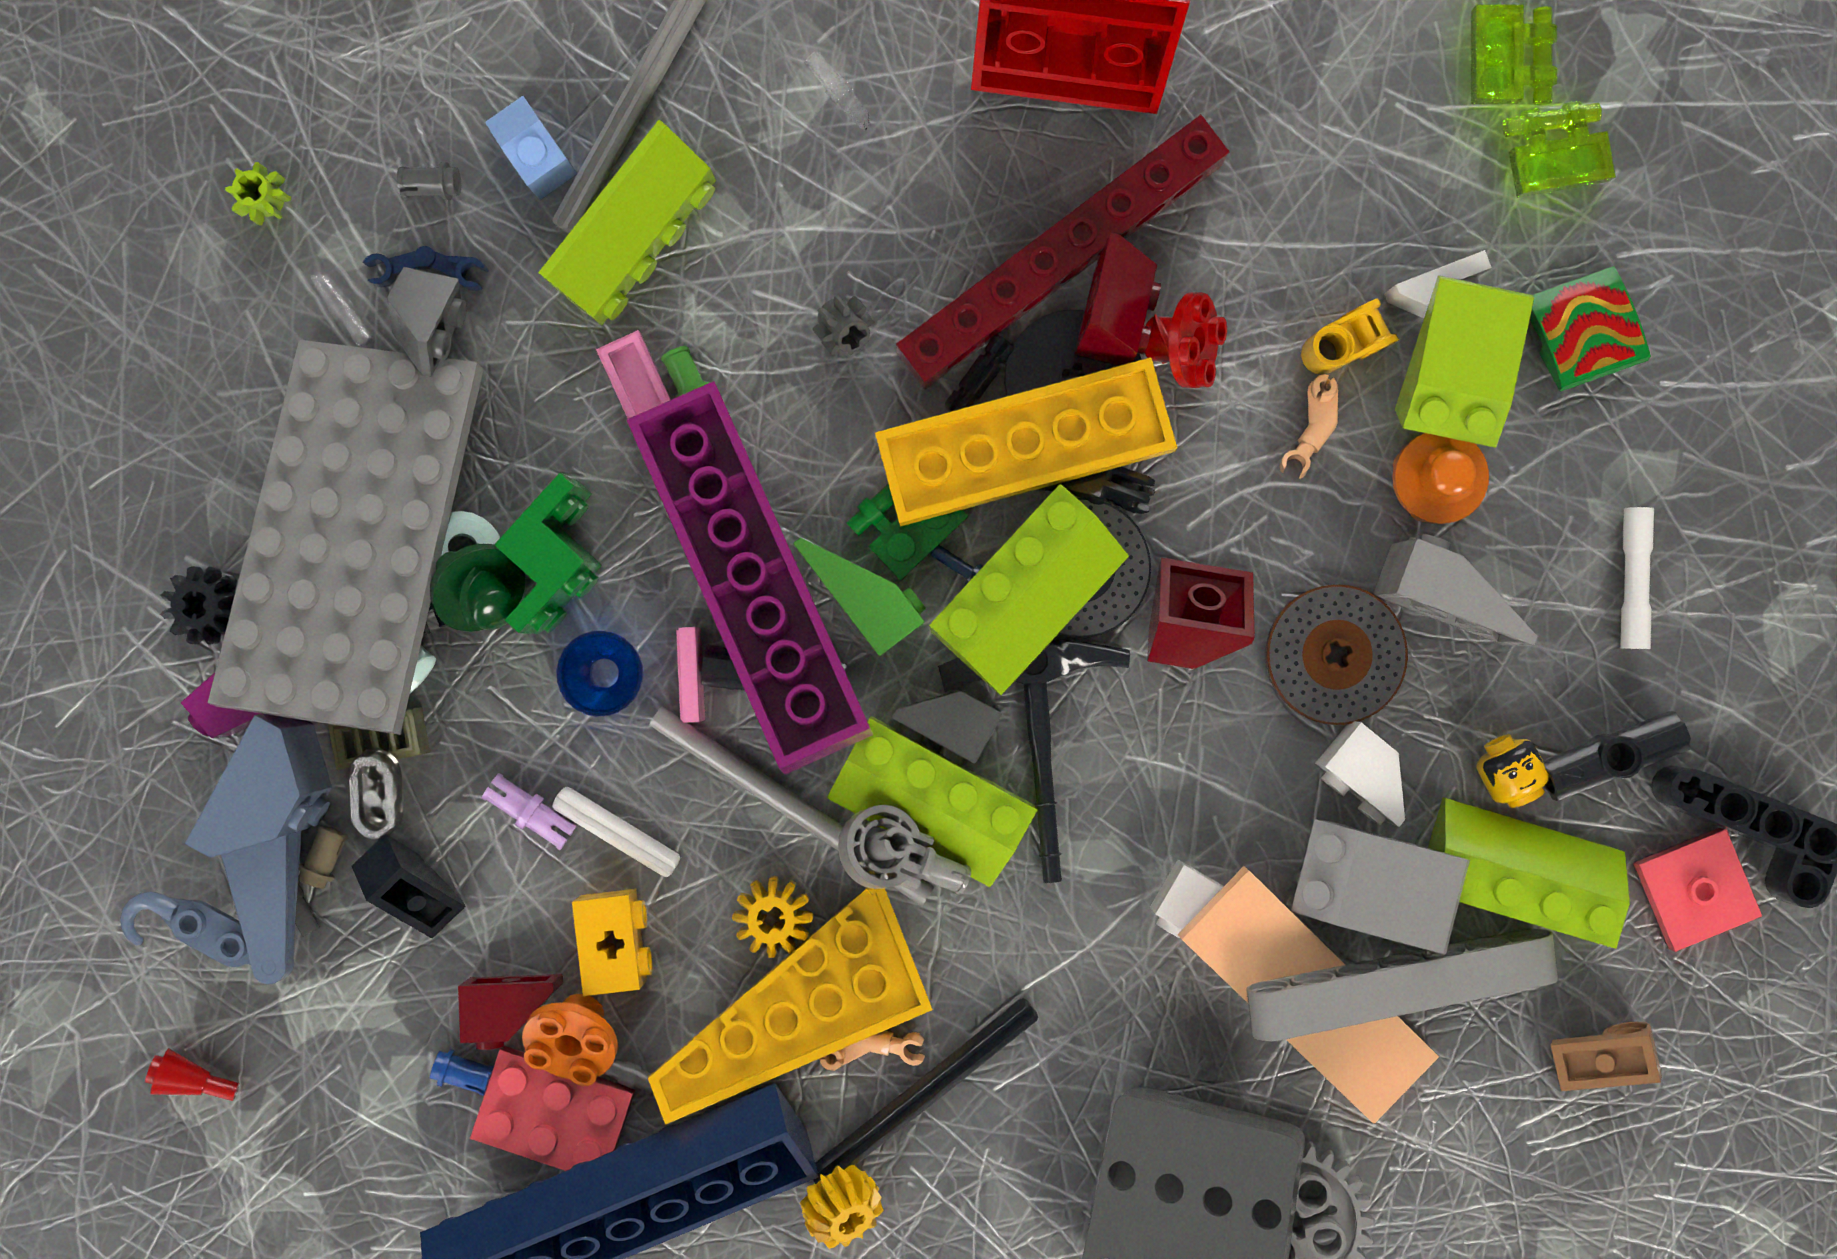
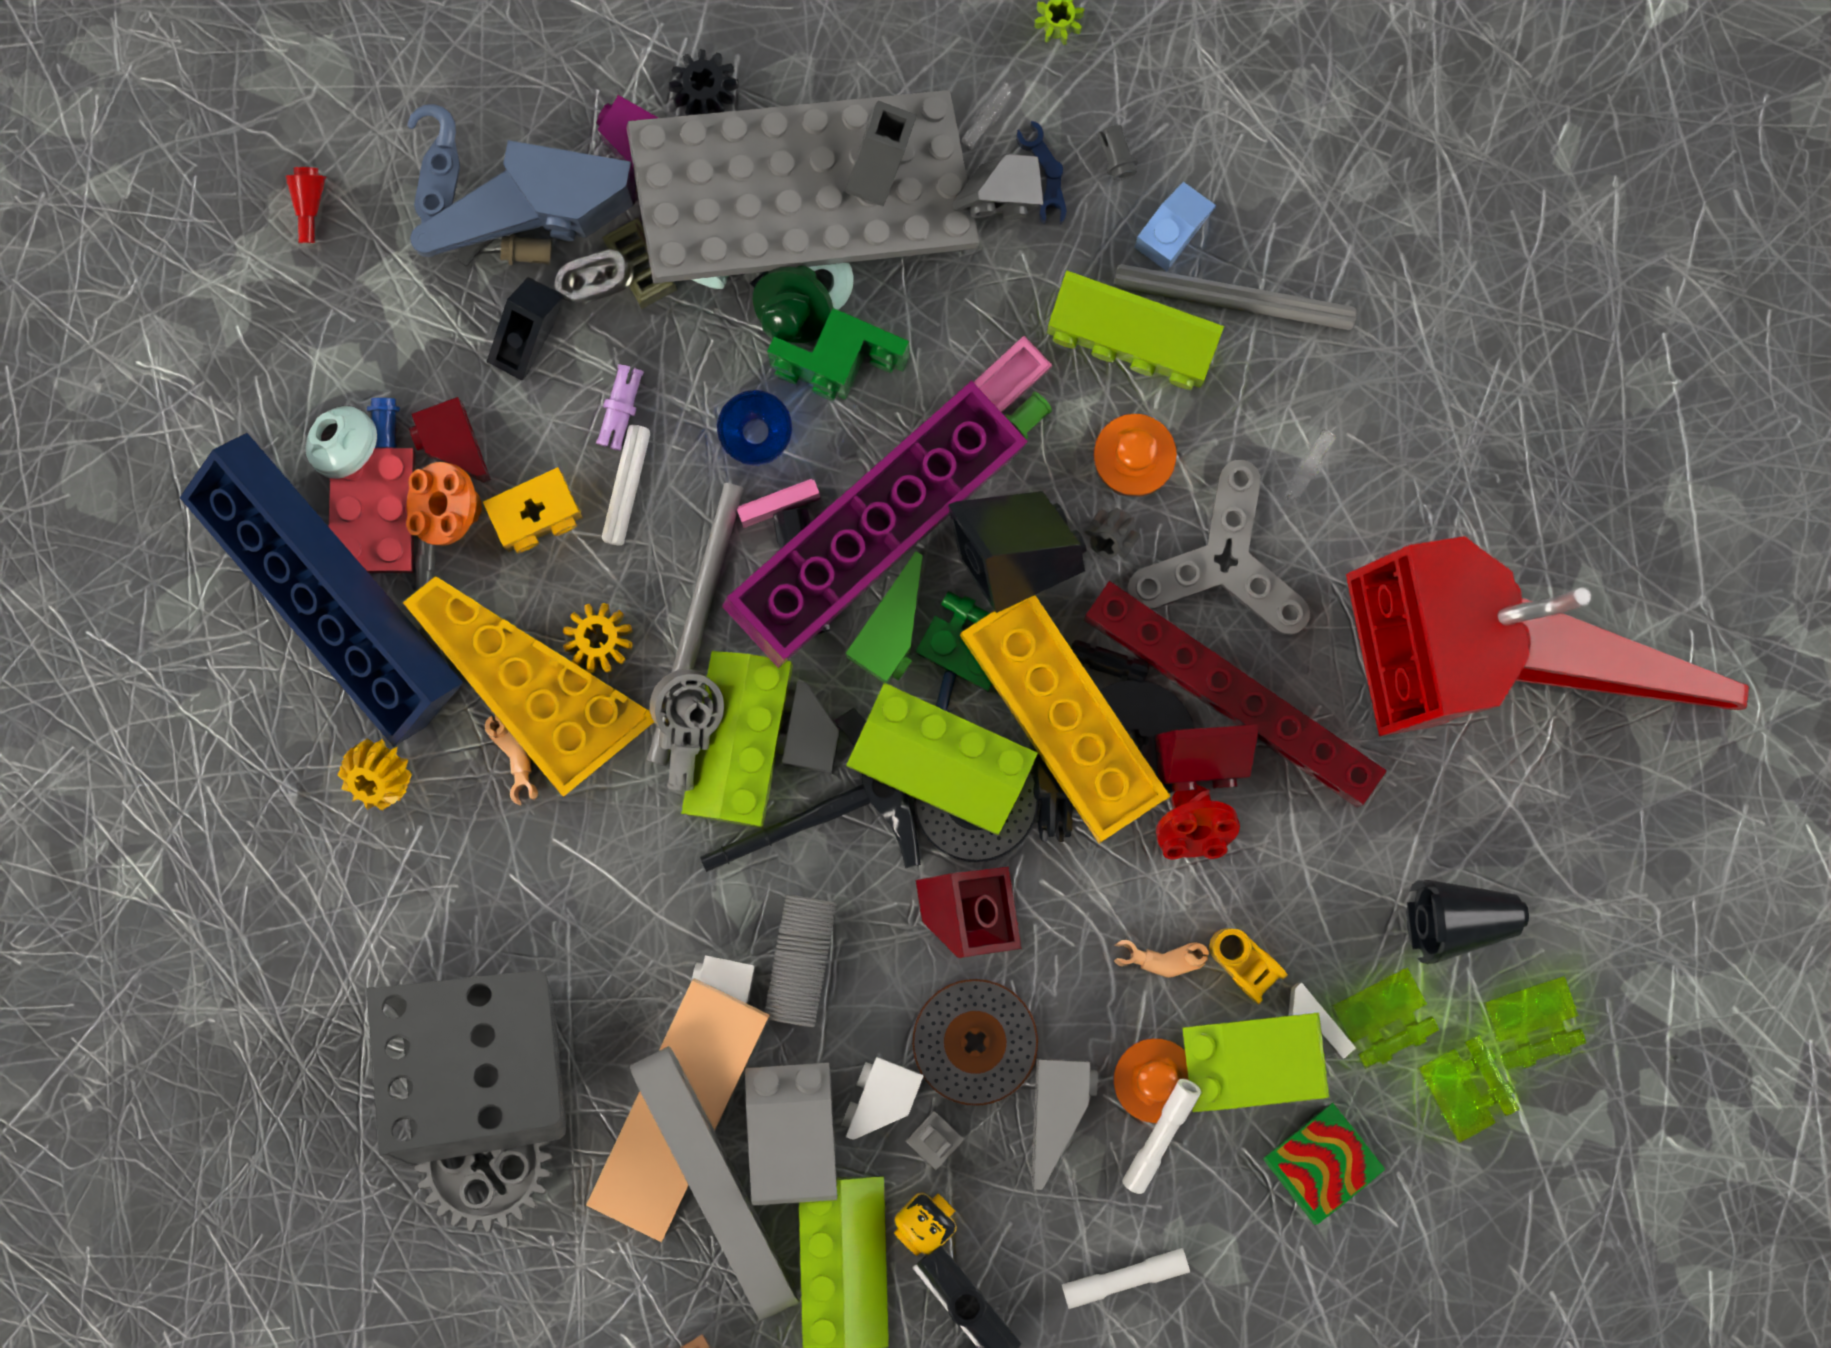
camera: 70 degrees right, 5 degrees down
(337, 433) = (880, 153): none -> dark grey slope
(472, 1121) = (347, 448): none -> light aqua piece
(765, 274) = (1135, 455): none -> orange plate
(824, 432) = (1016, 545): none -> black slope
(929, 1088) = (496, 819): black axle -> none
(941, 199) = (1247, 581): none -> light grey piece
(1204, 821) = (800, 961): none -> light grey piece
(1382, 95) = (1461, 919): none -> black cone
(1425, 731) = (934, 1140): none -> light grey tile
(1441, 210) = (1379, 1006): none -> clear neon green plate
(1495, 469) = (1173, 1115): none -> white piece

